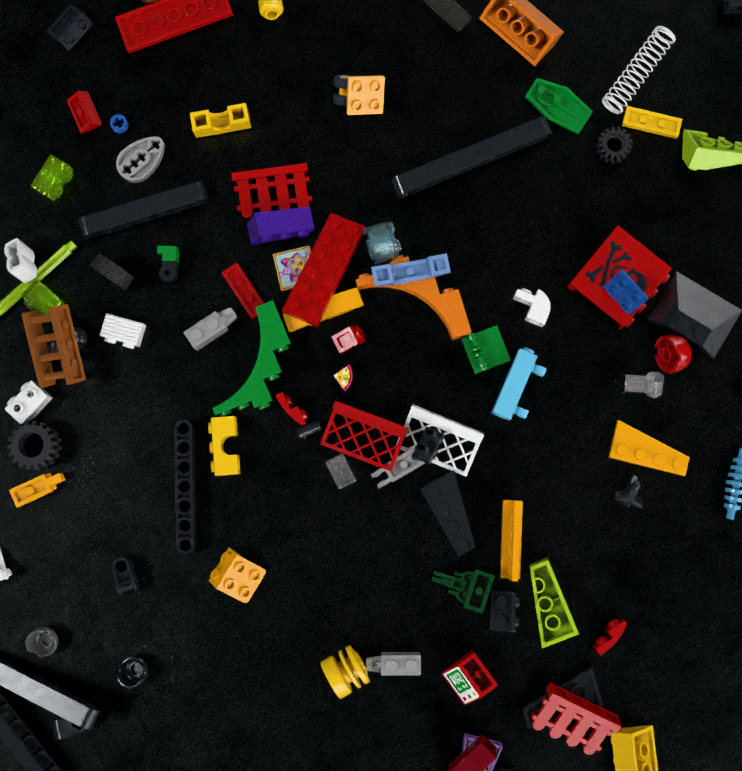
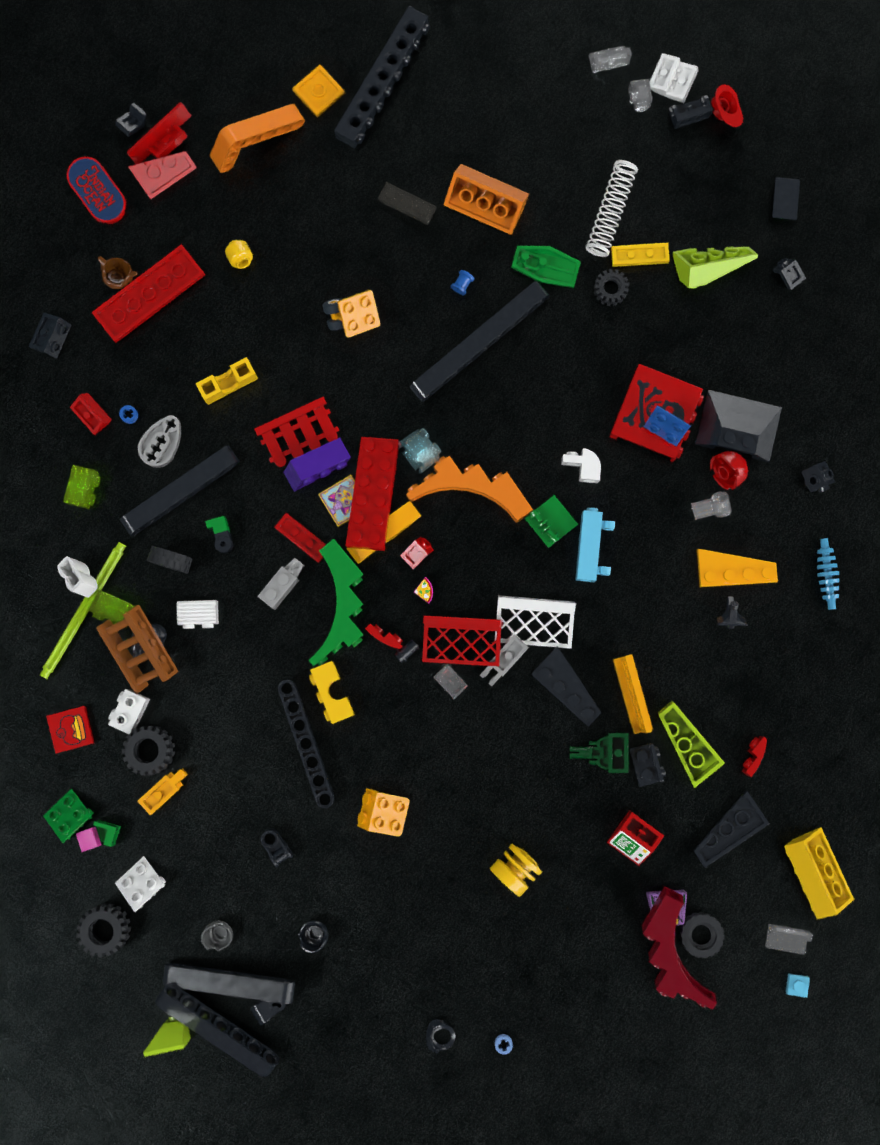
camera: 20 degrees left, 0 degrees up
(395, 663) = (561, 847): light grey hinge -> none
(410, 271) = (456, 469): medium blue slope -> none
(428, 445) = (526, 630): black hips -> none
(473, 96) = (462, 282): none -> blue bush
(583, 711) = (747, 833): fence -> none

